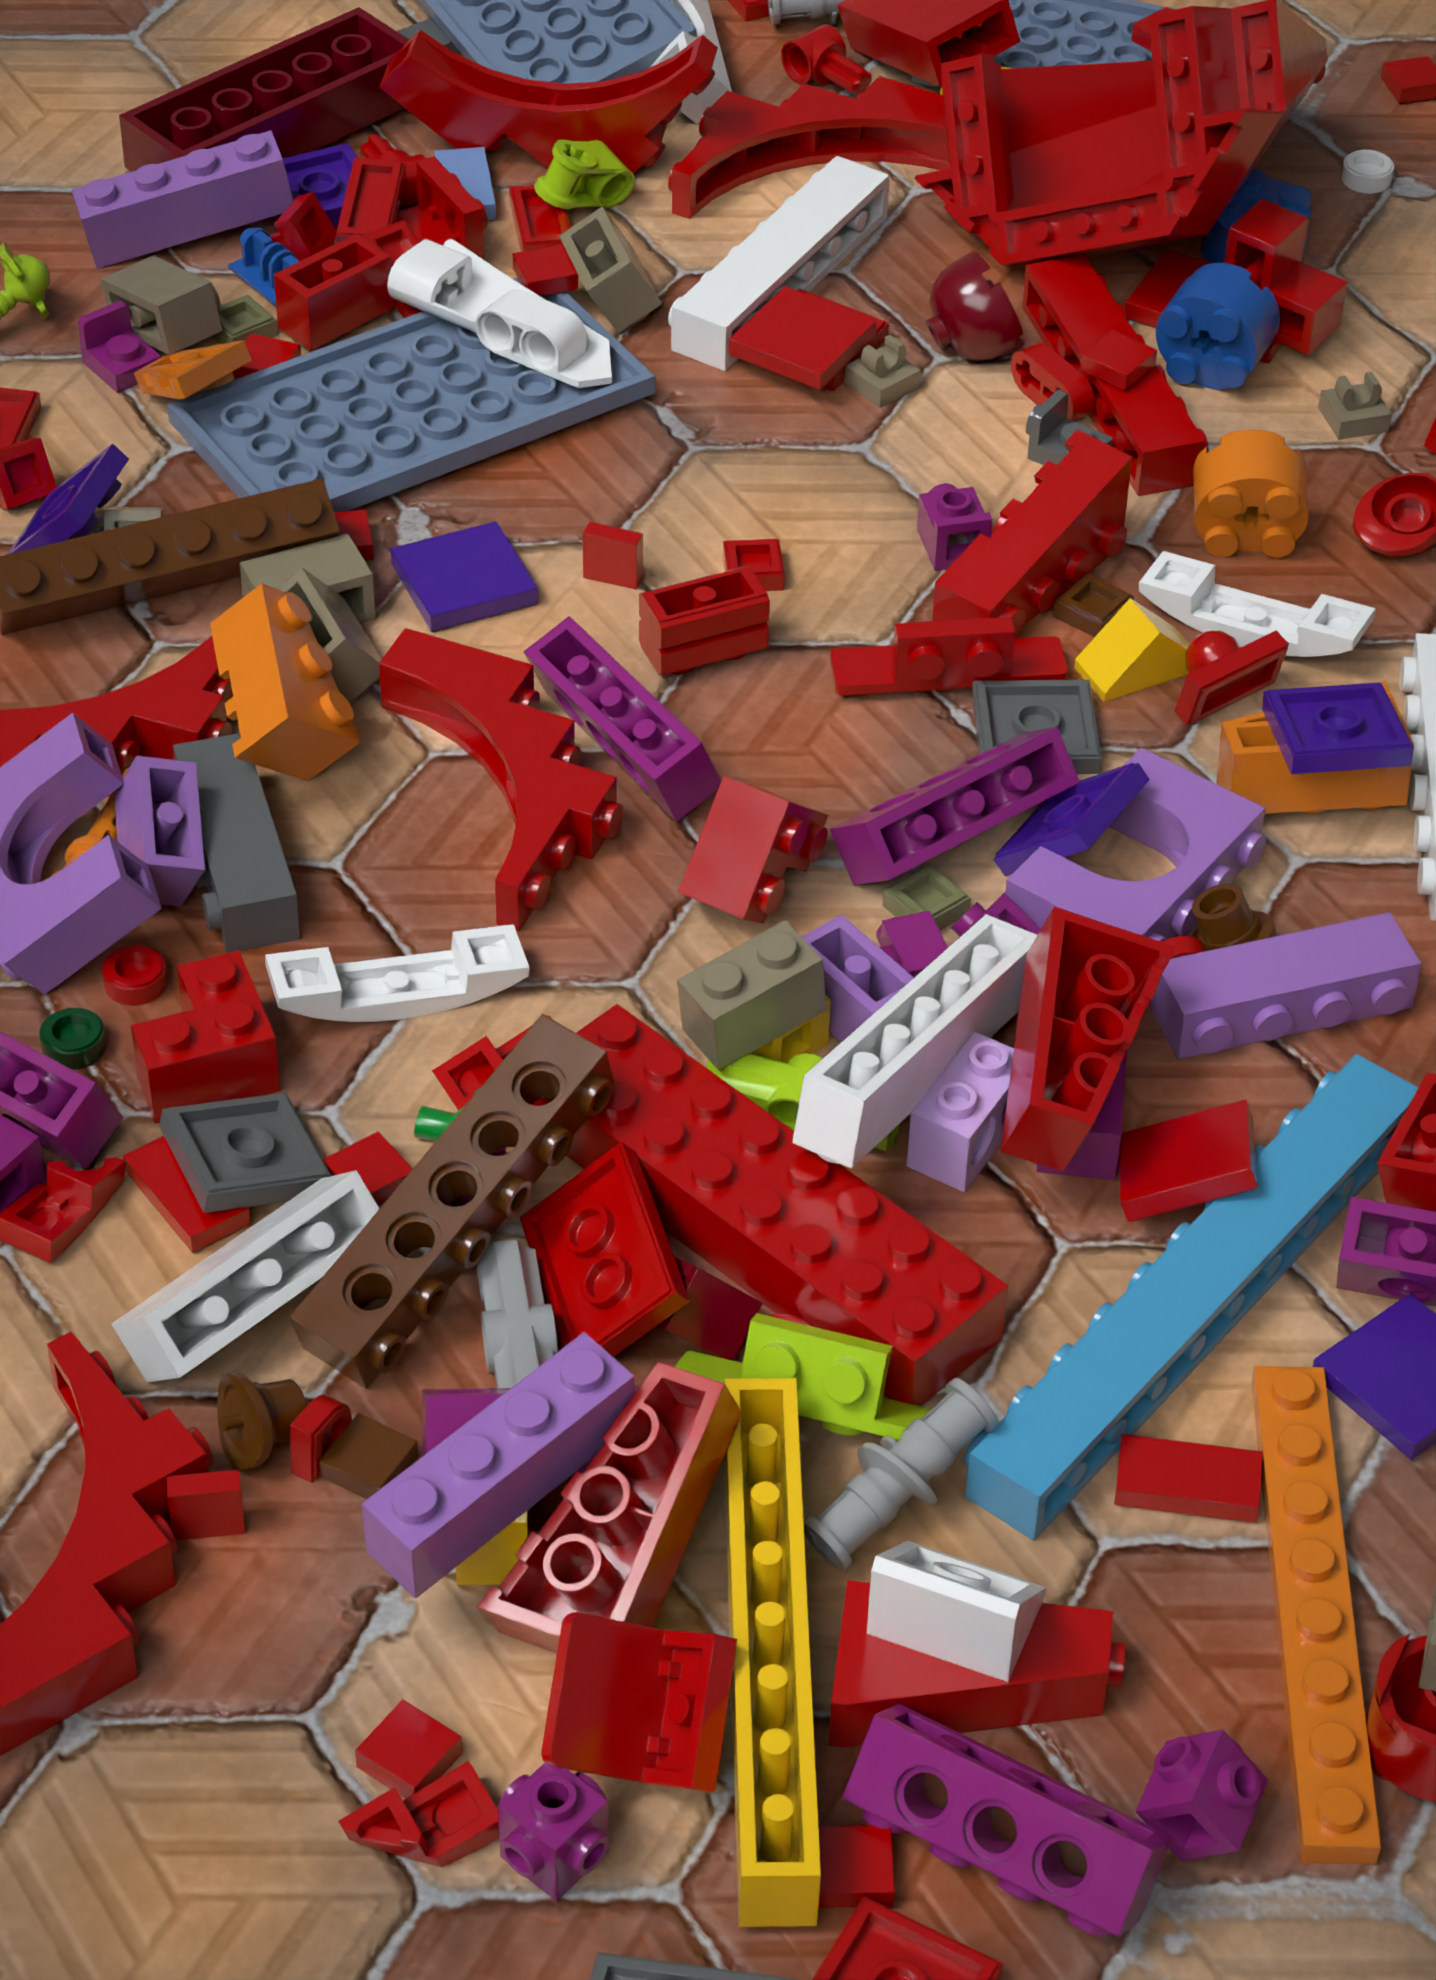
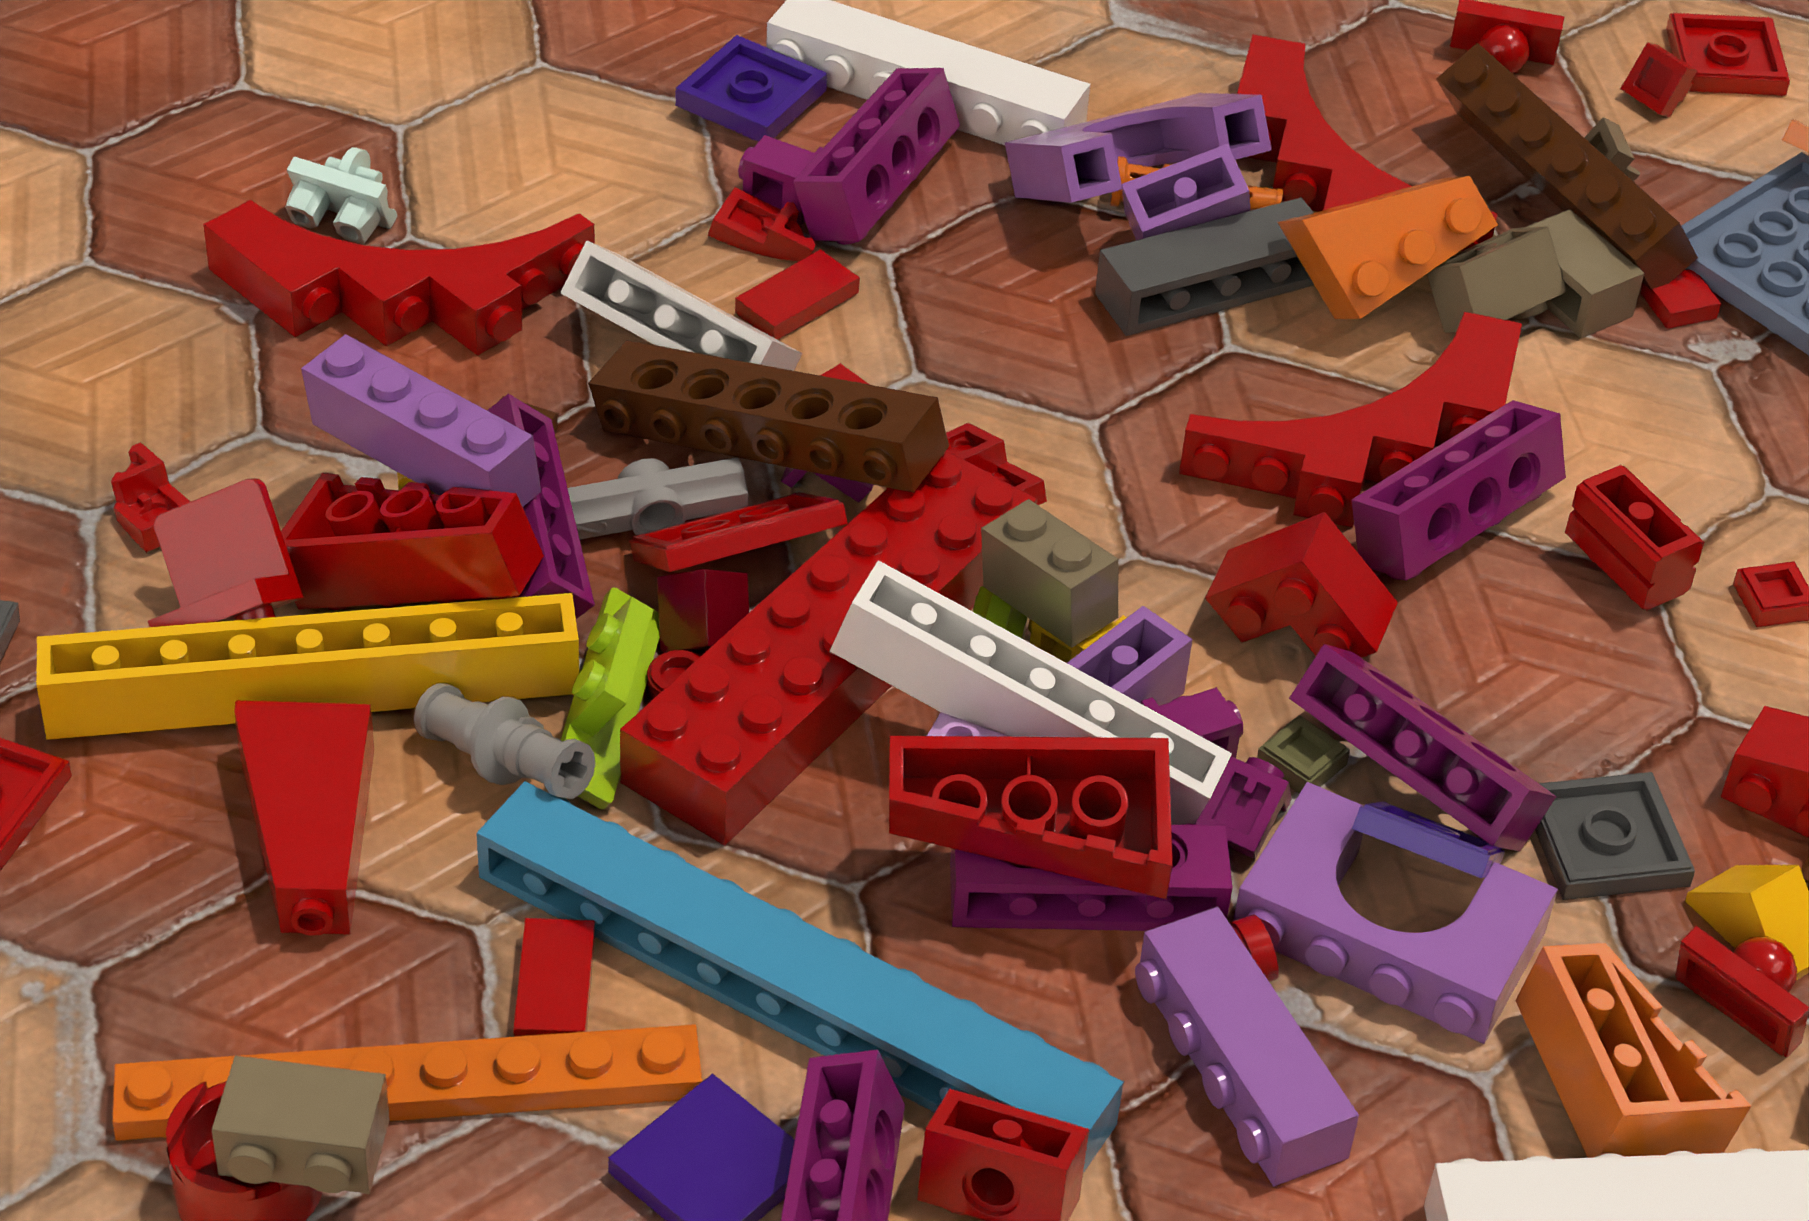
camera: 80 degrees right, 0 degrees up
(71, 505) = (1591, 99): dark purple plate -> none
(73, 1037) = (959, 213): dark green tile -> none
(134, 975) = (1044, 238): red tile -> none
(206, 1504) = (446, 334): red tile -> none
(214, 1047) = (956, 283): red brick -> none
(242, 1151) = (836, 314): dark grey tile -> none
(255, 1417) = (538, 349): reddish brown piece -> none
(314, 1434) = (530, 383): red tile -> none
(400, 986) = (1064, 381): white slope -> none
(408, 1750) = (214, 472): red tile -> none
(464, 576) = (1659, 384): dark purple tile -> none
(553, 1827) = (122, 557): magenta brick -> none
(612, 555) = (1724, 475): red tile -> none
(855, 1864) = (104, 758): red tile -> none
(947, 657) = (1674, 755): red bracket -> none
(951, 1608) = (325, 753): white slope -> none
(1119, 1850) = (124, 834): magenta brick -> none
(1187, 1161) = (944, 947): red tile -> none
(1202, 1794) = (156, 973): magenta brick -> none
(1227, 918) = (1320, 990): reddish brown piece -> none
(1337, 728) = (1614, 1035): dark purple tile -> none

